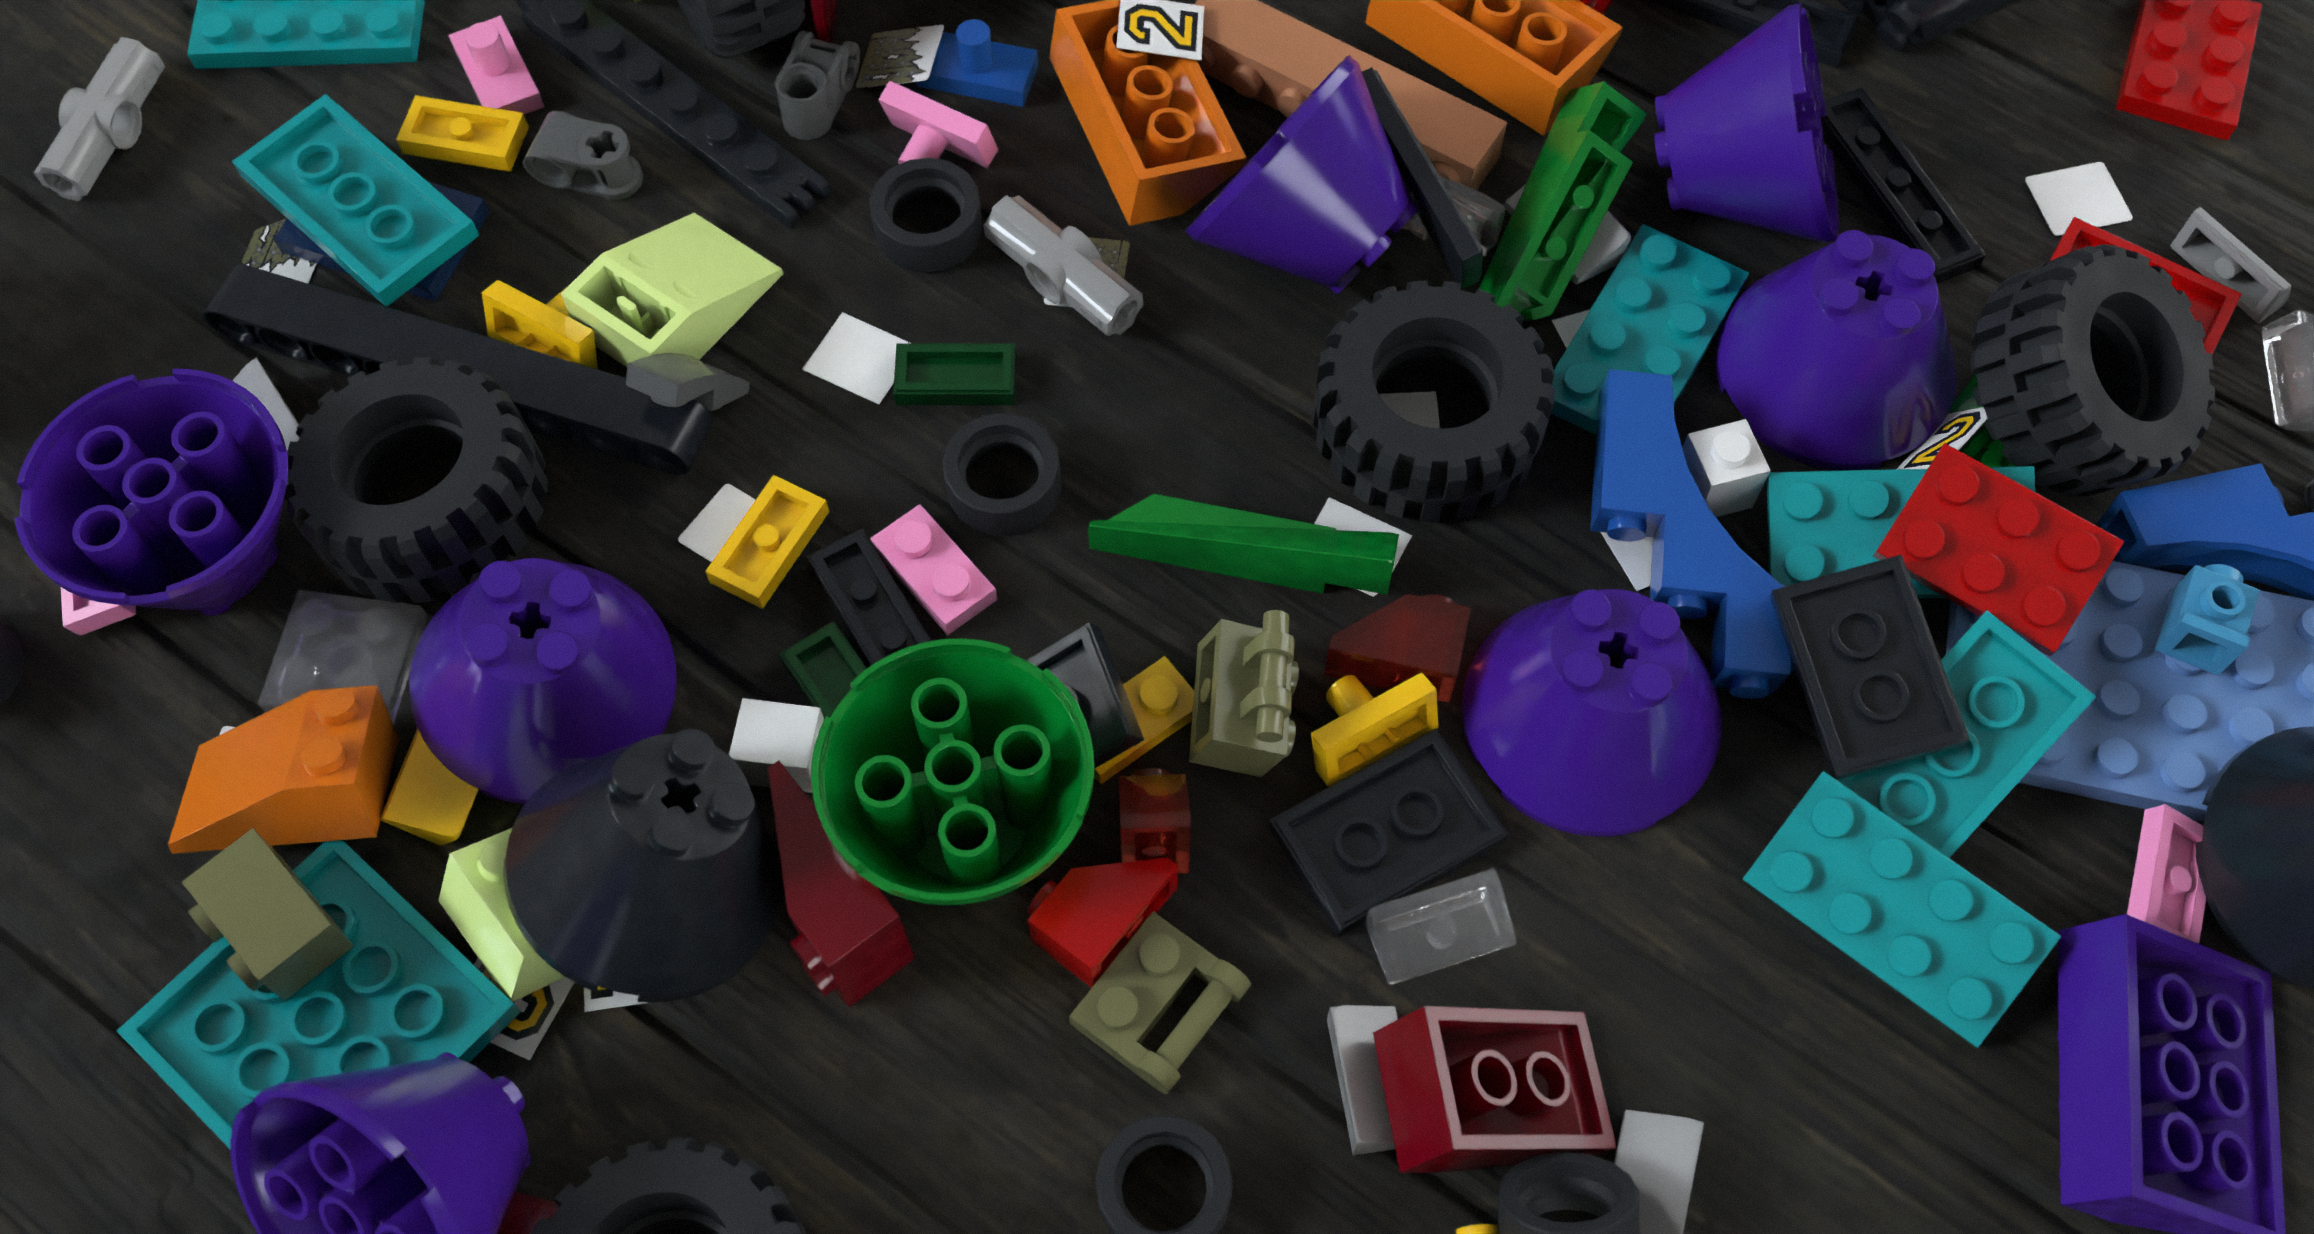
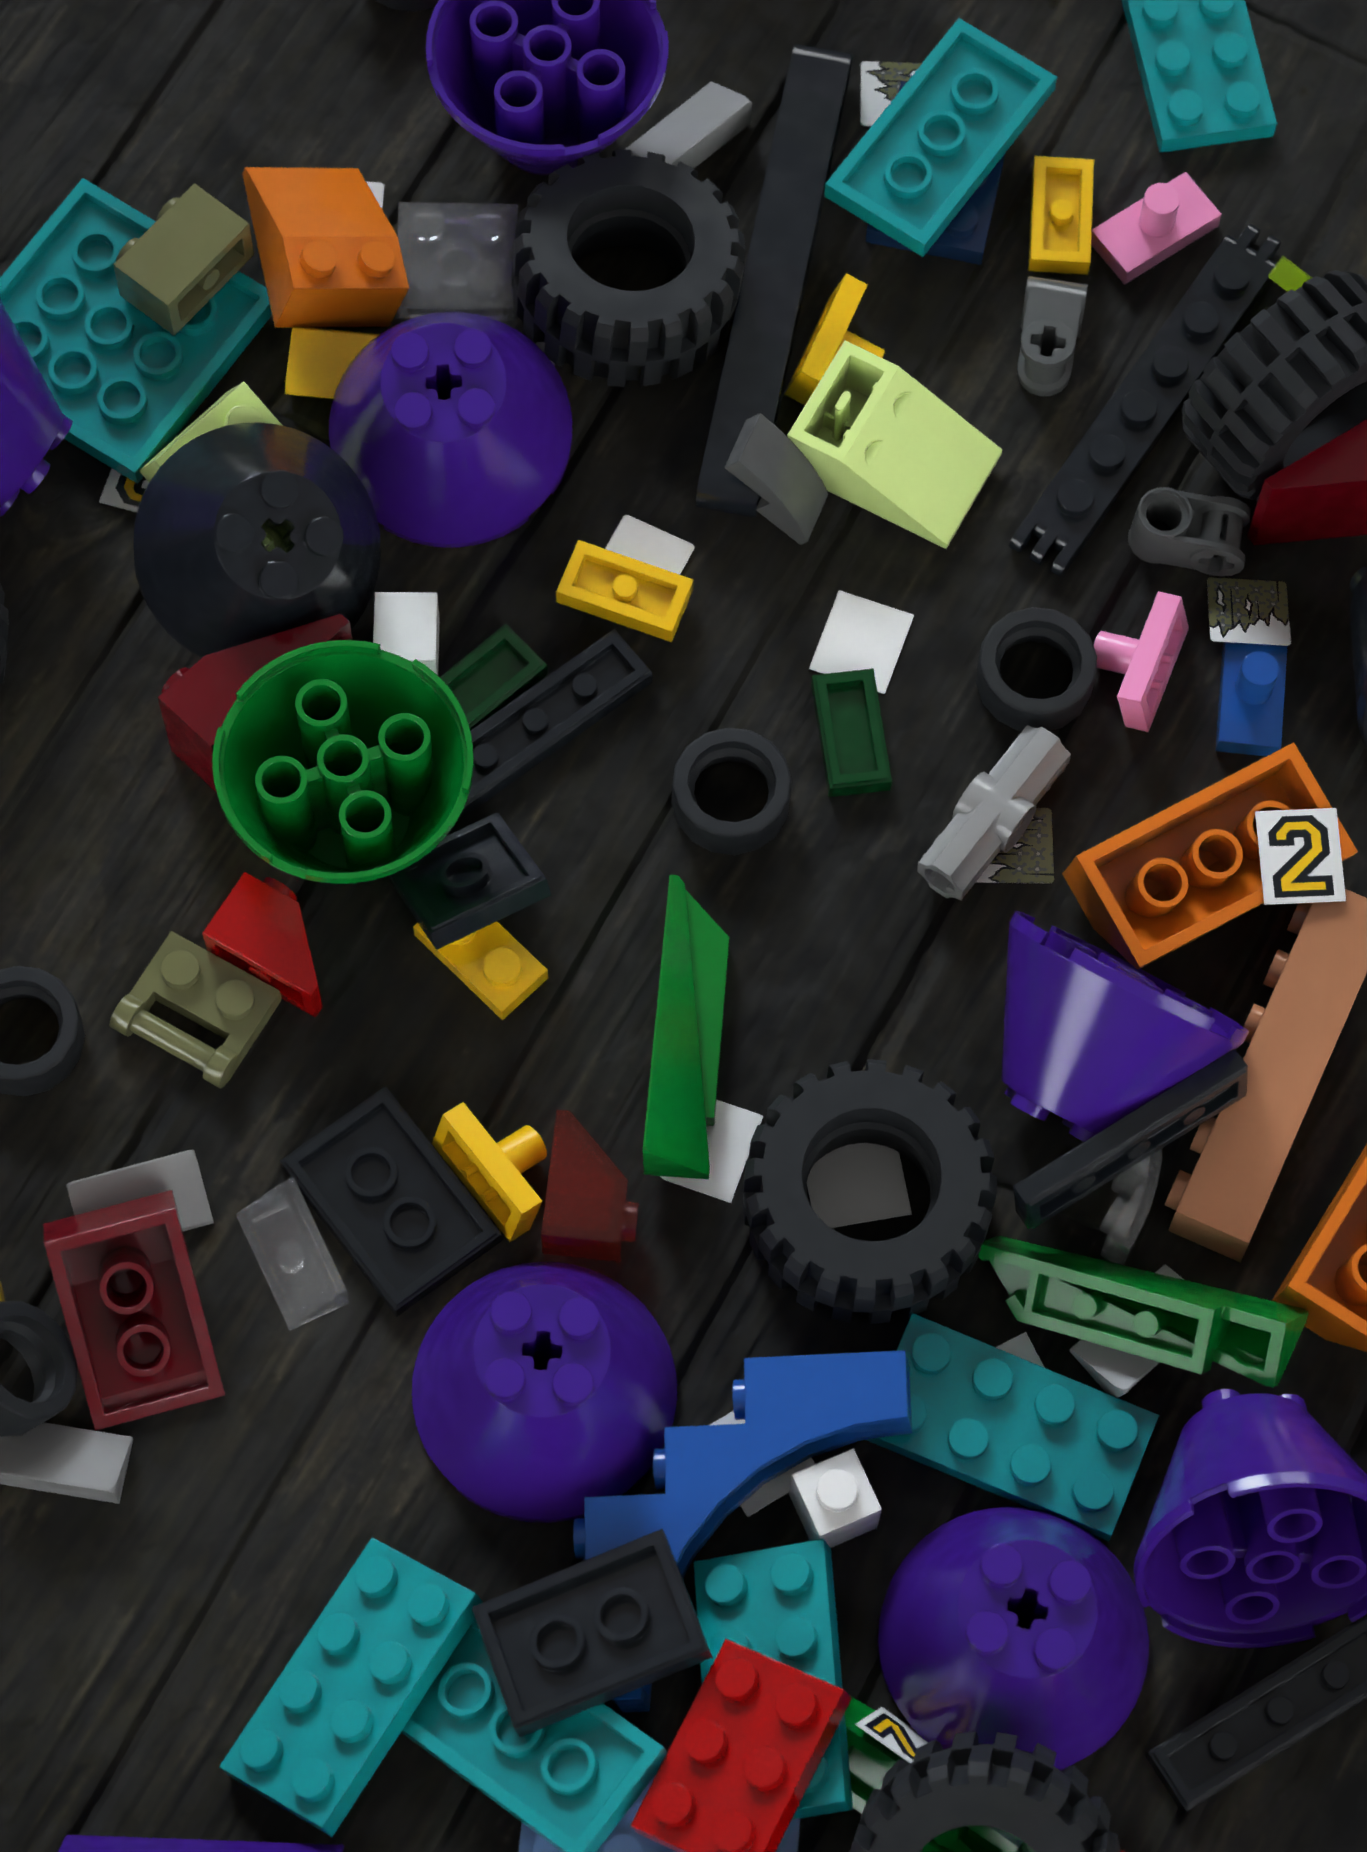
camera: 80 degrees right, 5 degrees up
(934, 569) = (620, 747): bright pink plate -> none
(1155, 817) = (363, 971): clear red slope -> none
(1244, 696) = (501, 1043): olive brick -> none

